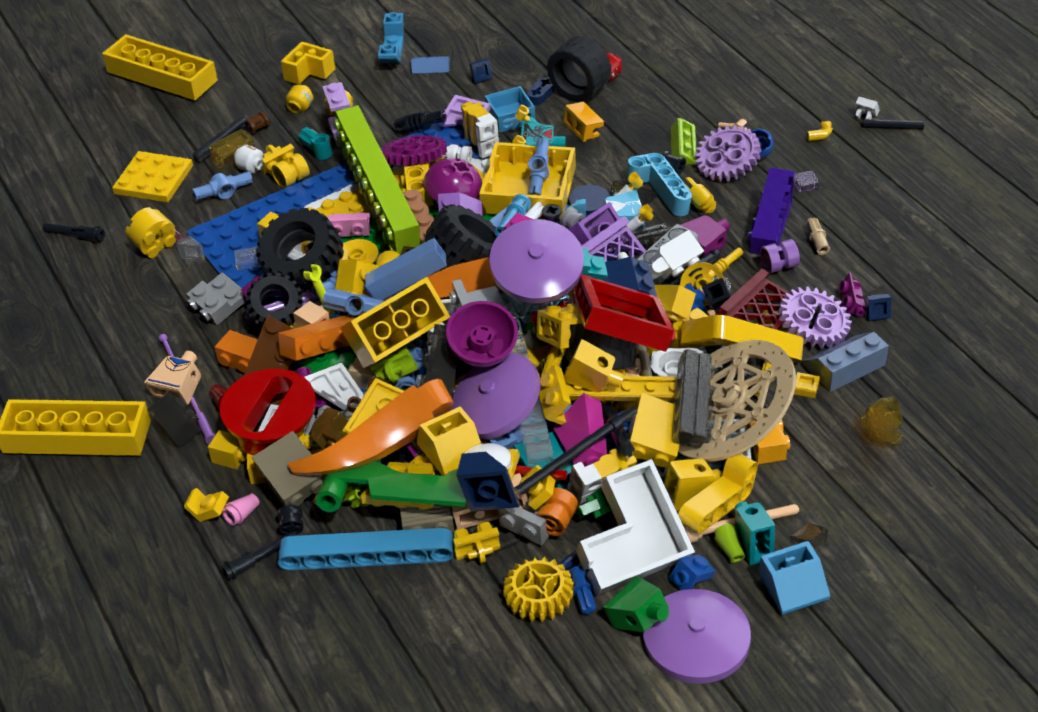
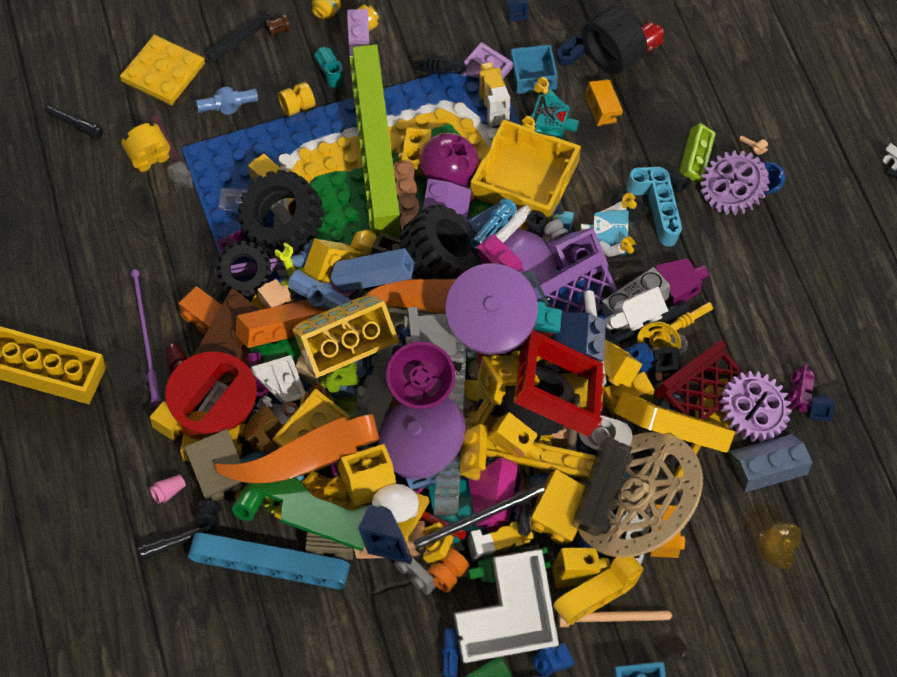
camera: 10 degrees right, 15 degrees up
(175, 376) = (136, 328): light nougat torso -> none
(205, 507) = (136, 478): yellow bracket -> none
(216, 298) = (193, 240): light grey plate -> none
(229, 145) = (244, 53): clear yellow hinge -> none
(248, 159) = (260, 72): white head -> none
(275, 155) = (286, 76): yellow hips -> none
(351, 224) = (337, 182): bright pink bracket -> none
(360, 250) = (338, 216): yellow dish -> none
(414, 150) = (422, 106): magenta gear -> none
(463, 153) = (466, 121): white wheel -> none
(476, 544) = (368, 582): yellow hips -> none
(532, 587) = (402, 645): yellow gear -> none
(538, 160) = (540, 152): medium blue pin -> none
(569, 561) = (445, 619): dark blue pin -> none
(594, 196) = (583, 203): dark blue tile -> none
(701, 197) = (691, 228): yellow arm -> none
(729, 541) = (596, 636): lime cone -> none
(752, 521) = (620, 634): teal torso -> none
(772, 210) = (754, 271): dark purple wedge -> none
(779, 256) = (753, 324): medium lavender wheel -> none
(806, 181) = (804, 233): clear purple tile -> none
(806, 385) = (723, 480): yellow tile -> none
(818, 236) = (792, 306): tan axle -> none
(822, 133) = (840, 176): yellow arm -> none

